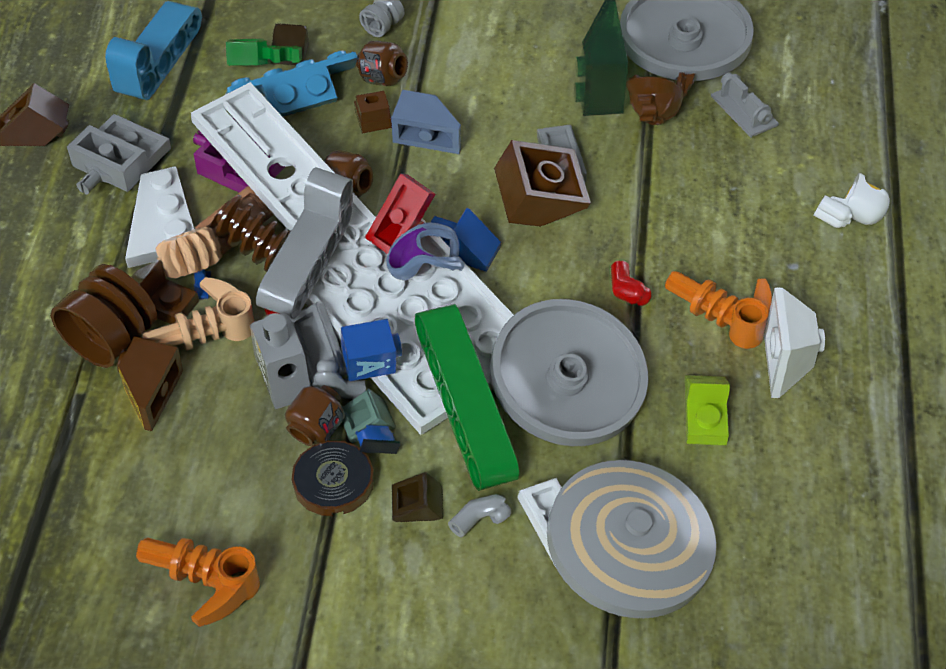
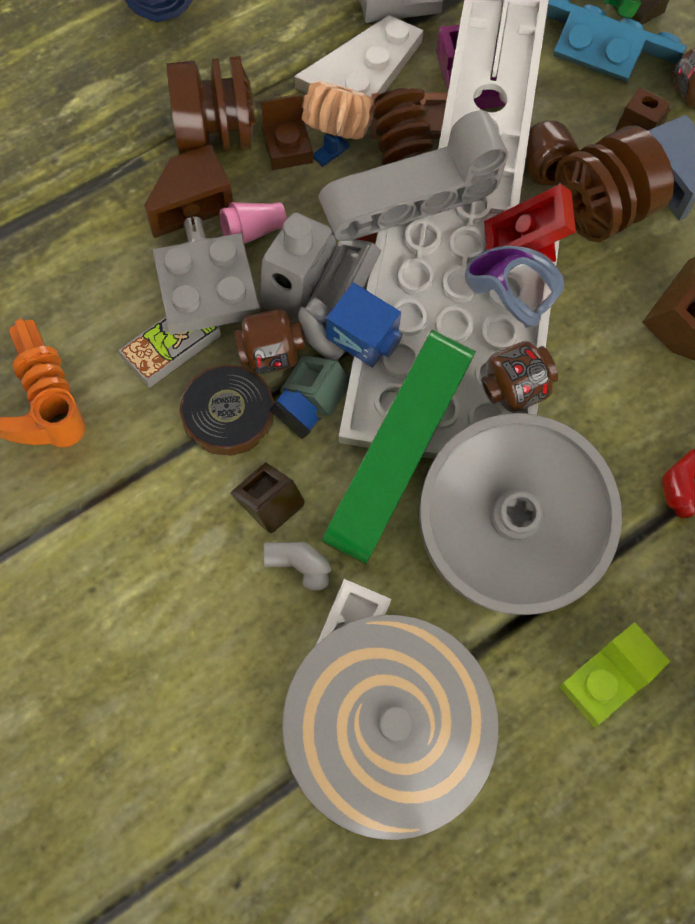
camera: 45 degrees right, 15 degrees up
(208, 366) = (251, 219): none -> bright pink cone
(227, 419) = (205, 281): none -> light grey plate
(230, 315) = (278, 183): light nougat piece -> none
(247, 476) = (158, 353): none -> tile
(410, 146) = (616, 182): none -> reddish brown wheel
(476, 242) = (585, 305): blue slope -> none
(488, 299) = (520, 376): none -> head

